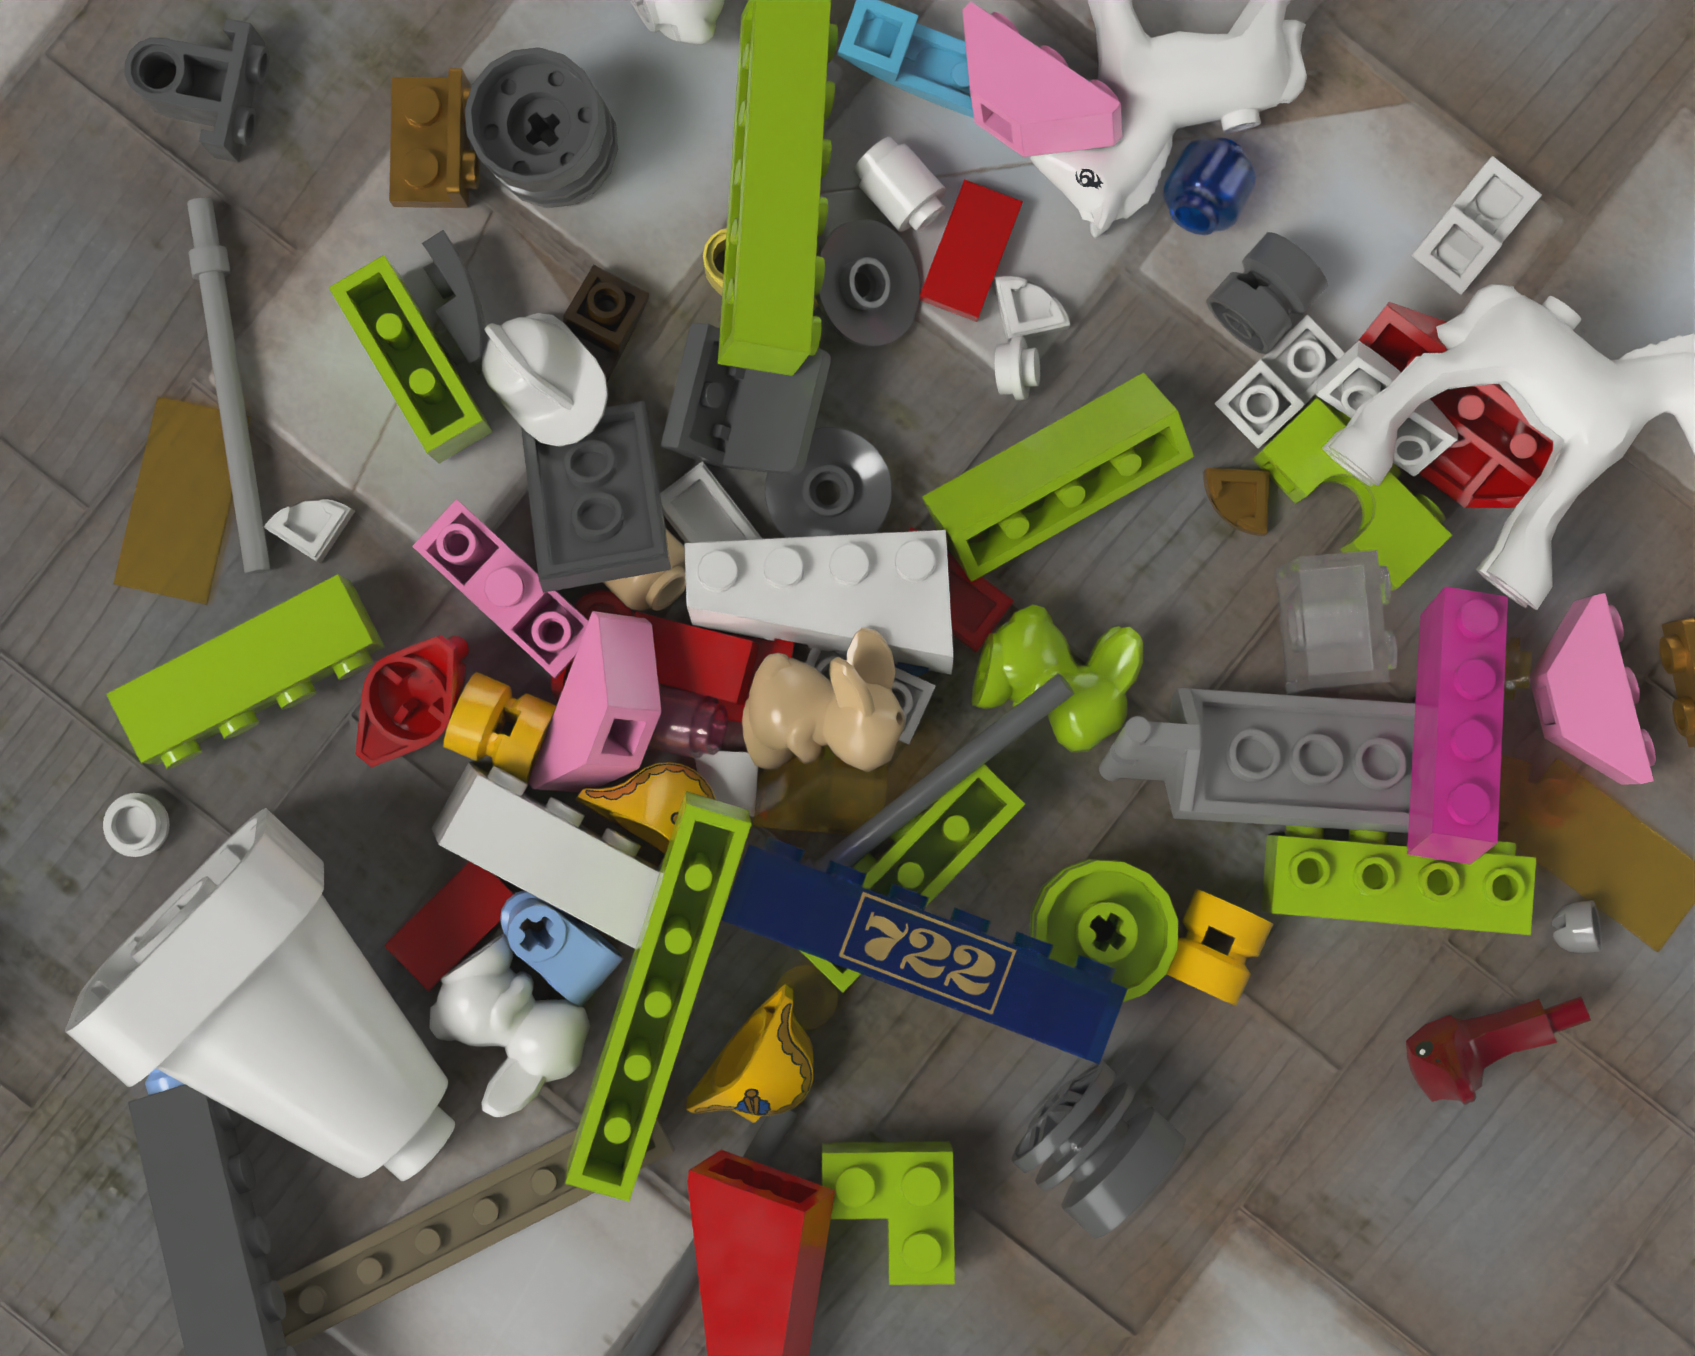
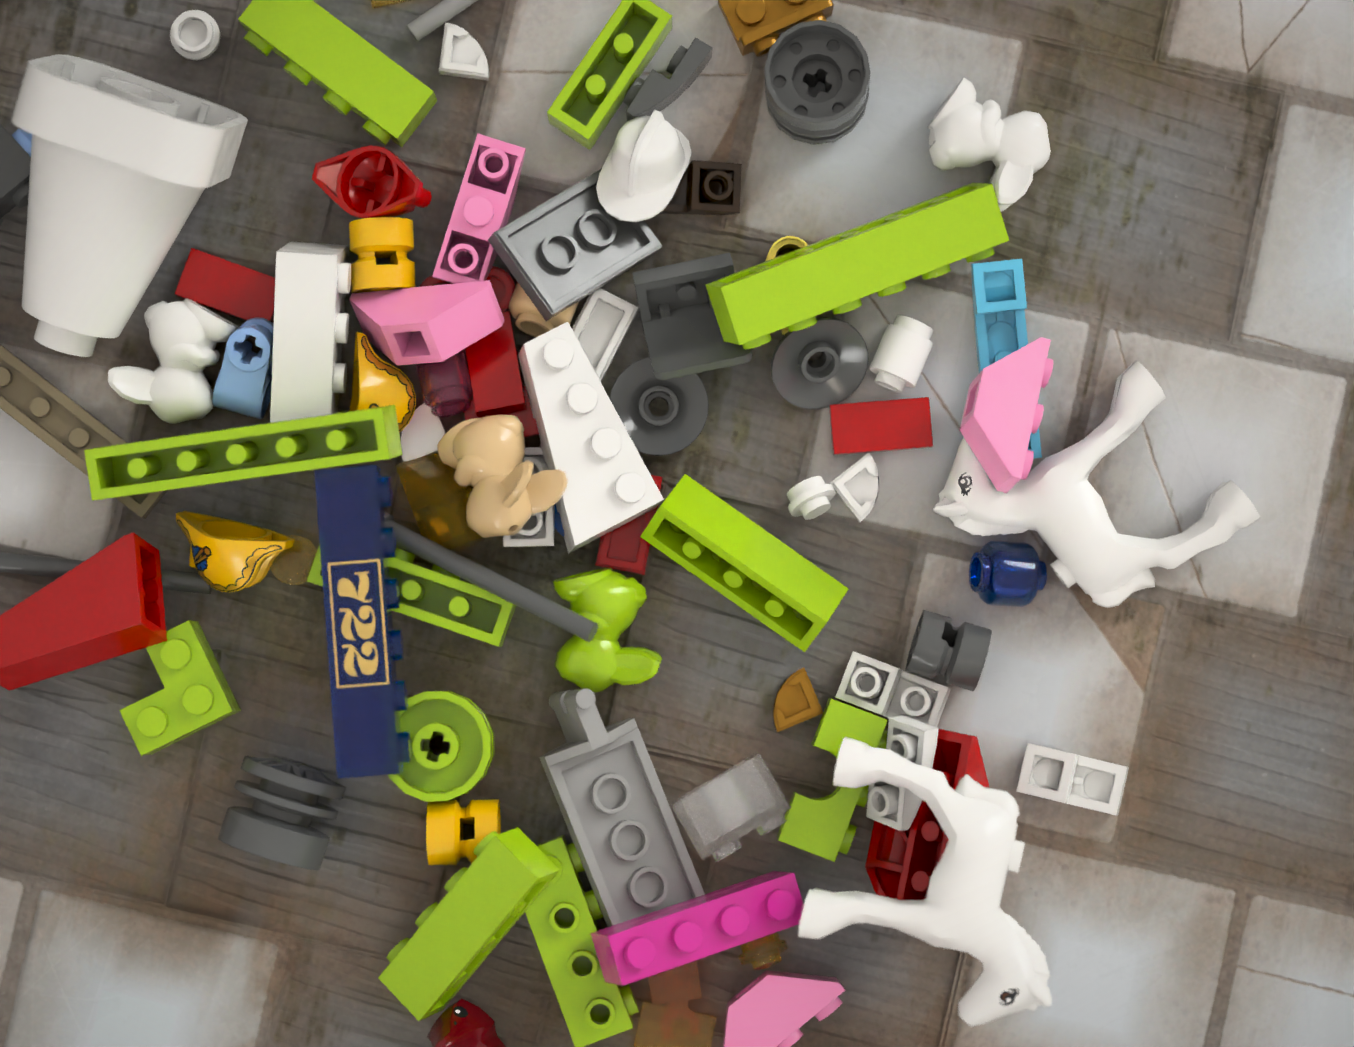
camera: 65 degrees right, 0 degrees up
(1329, 991) = (467, 922): none -> lime brick

